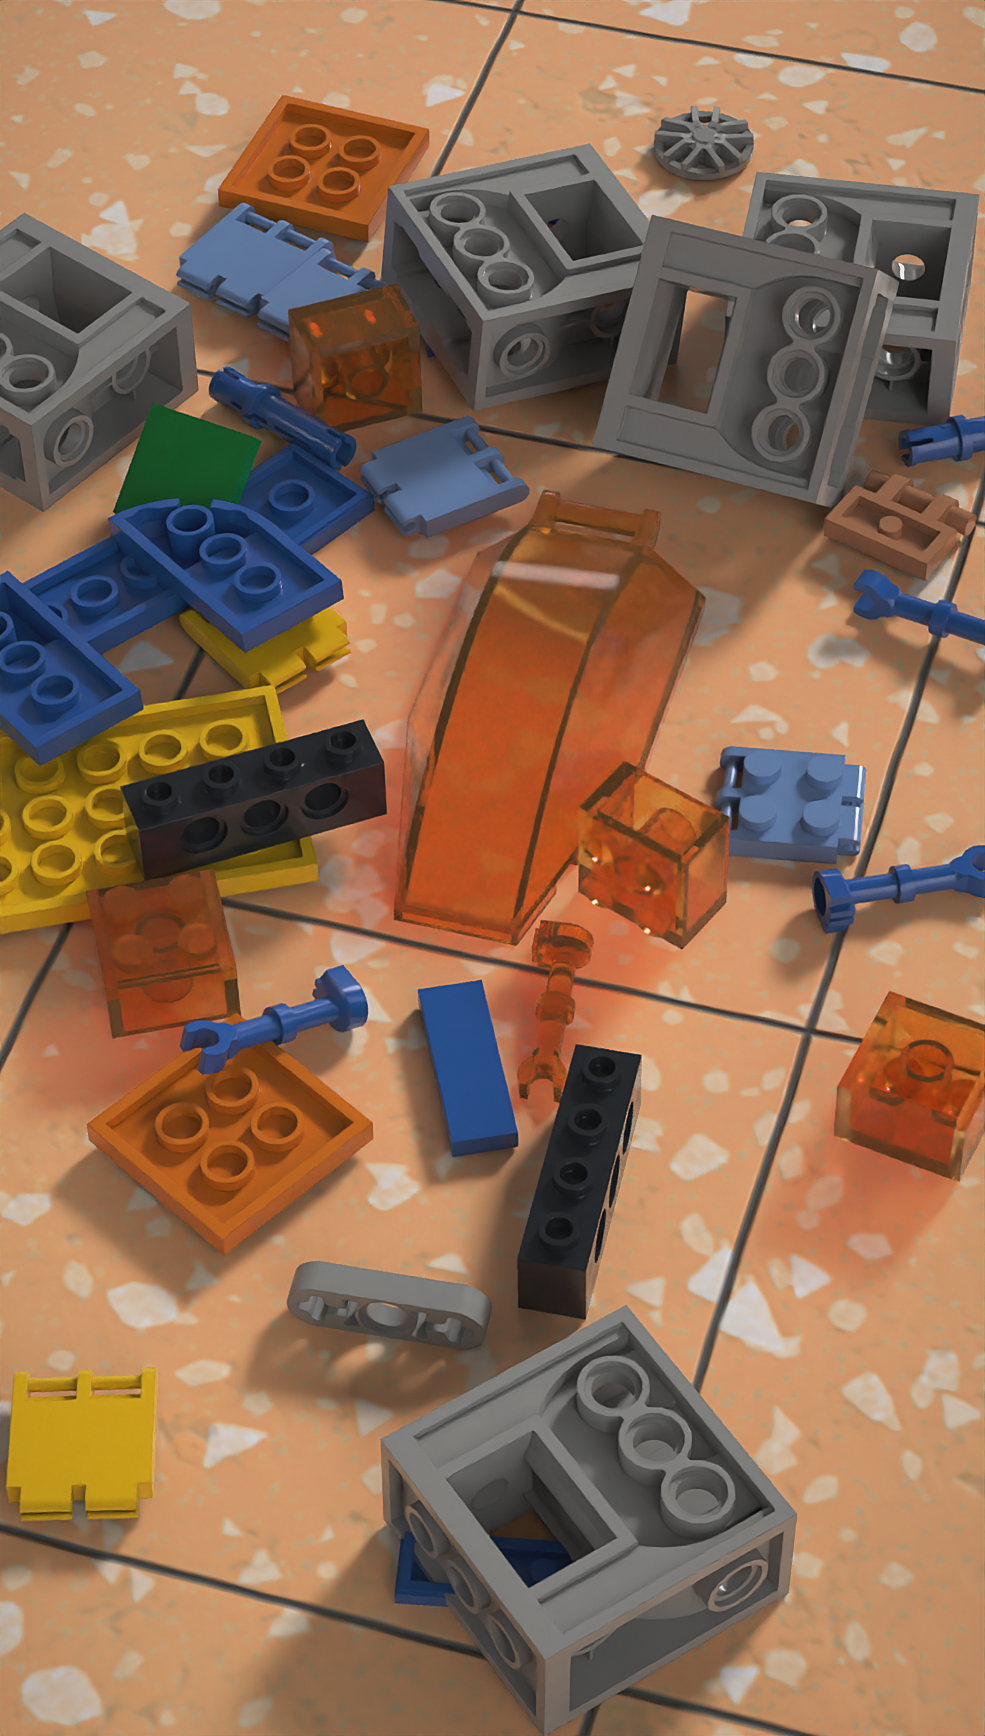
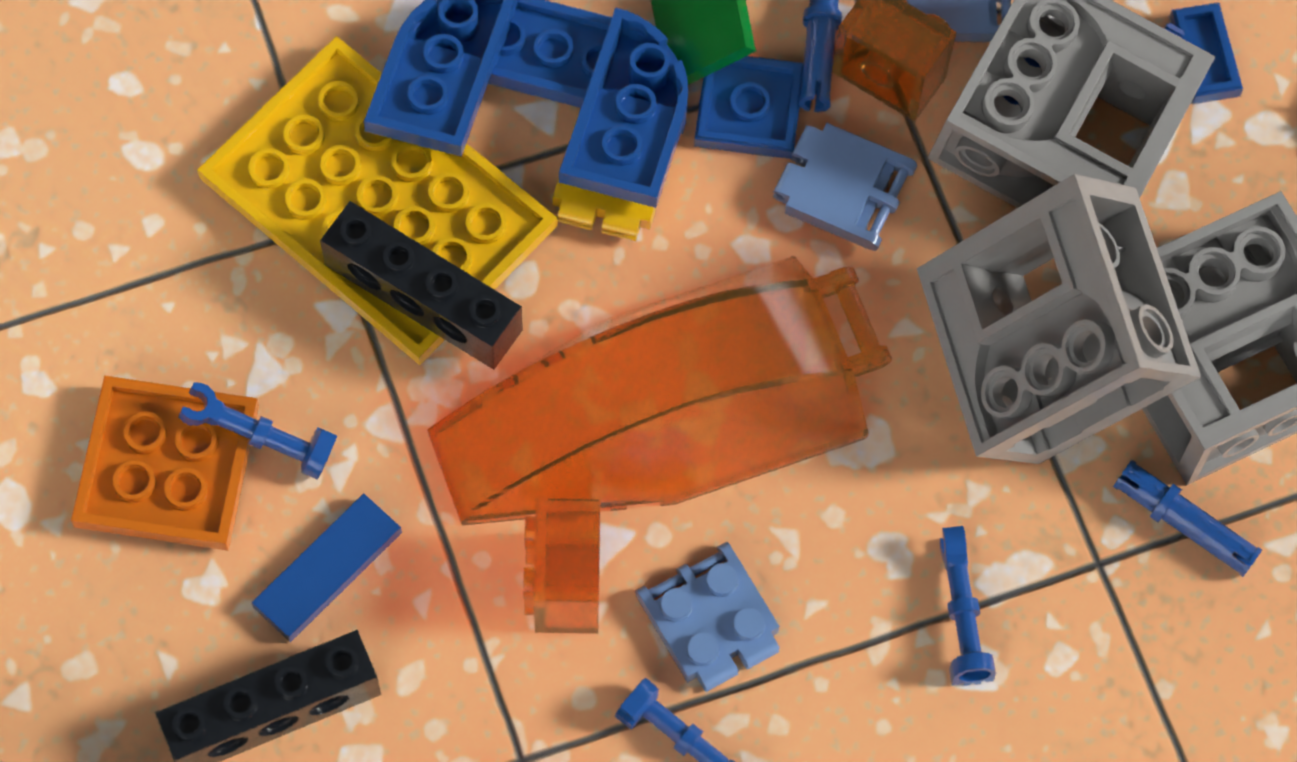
camera: 50 degrees right, 20 degrees up
(163, 953) = (274, 318): clear orange brick -> none
(353, 1299) = (94, 654): light grey beam -> none
(563, 950) = (412, 589): clear orange piece -> none
(899, 523) = (1028, 517): nougat plate -> none

